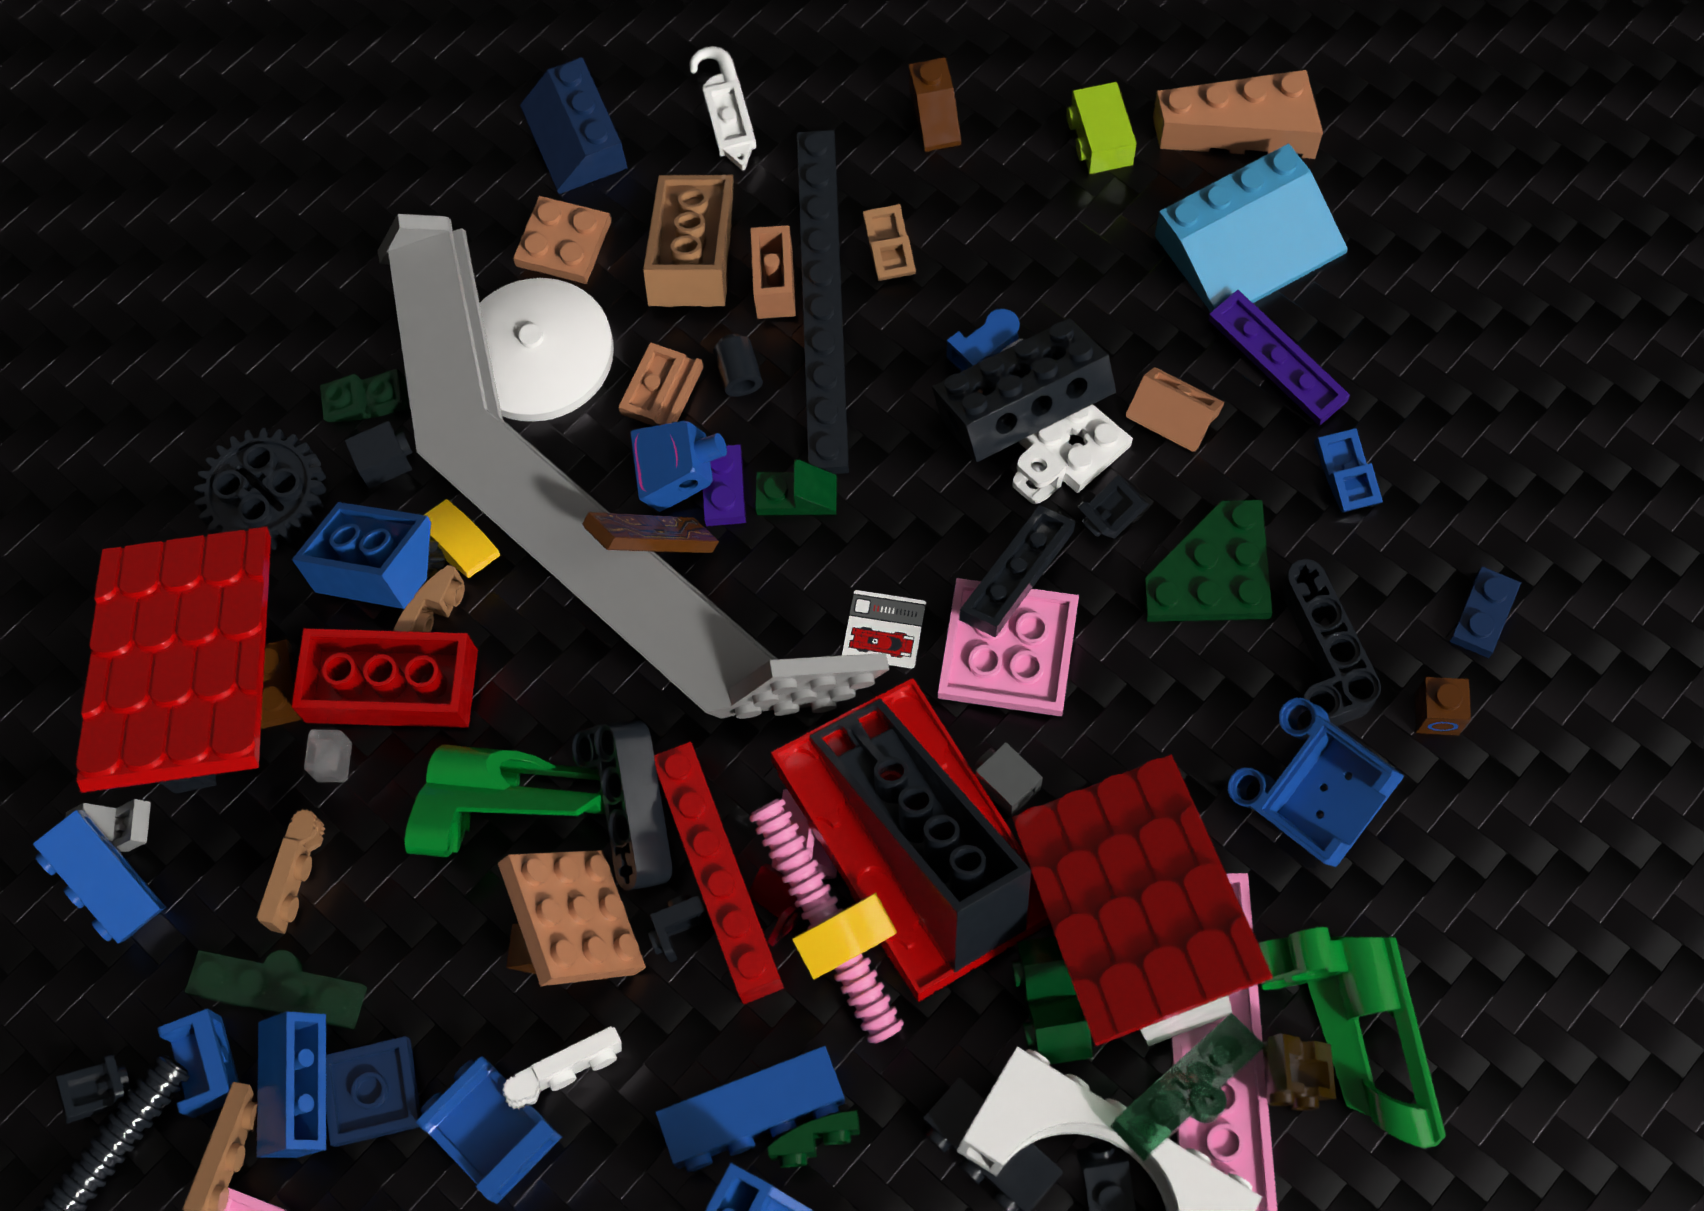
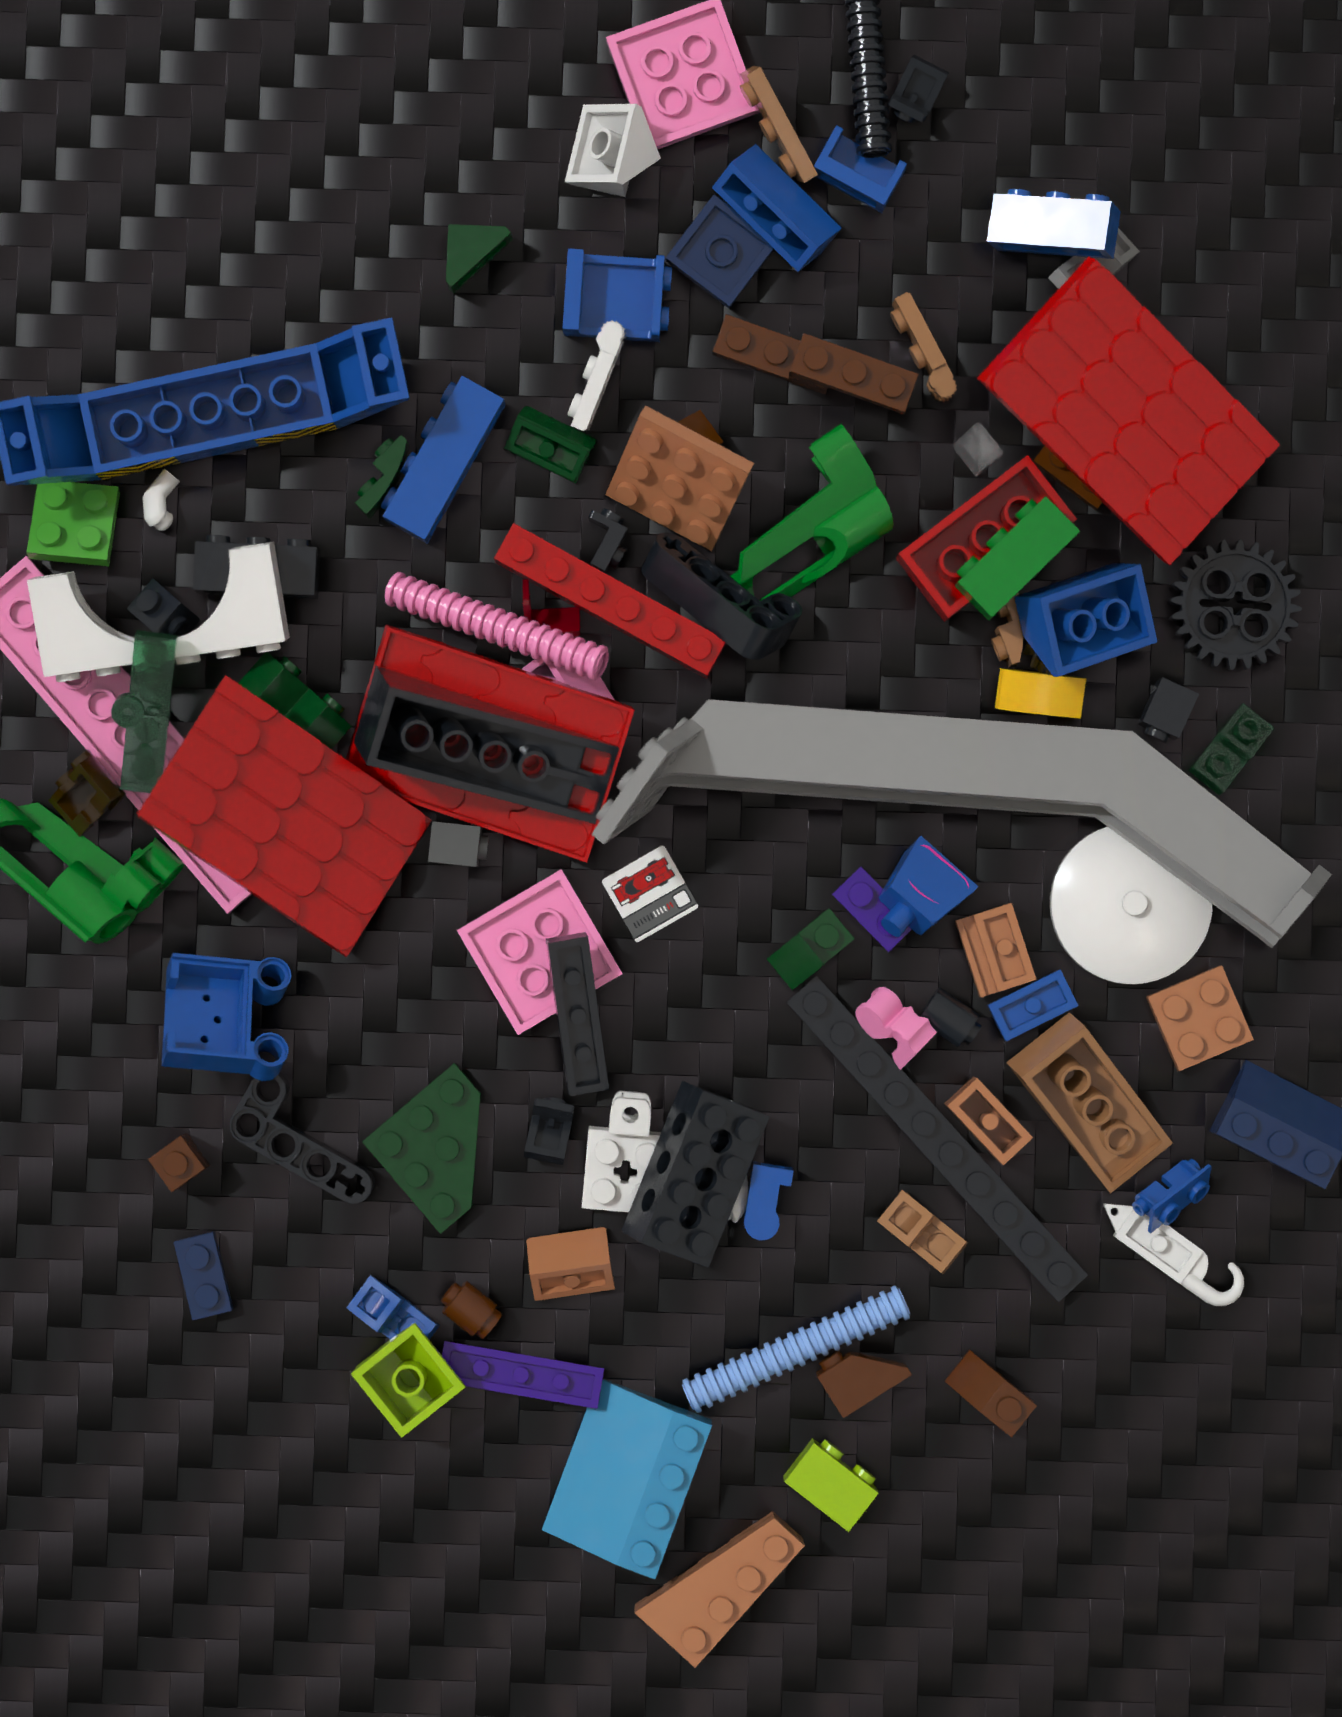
camera: 135 degrees right, 20 degrees up
(275, 987) = (858, 262): clear green hinge -> none
(372, 628) = (1015, 556): none -> green brick
(383, 926) = (815, 364): none -> reddish brown bracket
(649, 533) = (874, 805): reddish brown tile -> none
(652, 1050) = (550, 443): none -> dark green slope
(670, 329) = (1032, 1005): none -> blue plate
(674, 136) = (1186, 1185): none -> blue hinge
(783, 395) = (887, 1018): none -> bright pink leg
(844, 936) = (466, 620): yellow slope -> none
(1020, 177) = (858, 1378): none -> reddish brown slope
(1051, 230) = (795, 1349): none -> light blue piece
(1281, 429) = (470, 1309): none -> reddish brown brick
(1376, 407) = (407, 1379): none -> lime slope

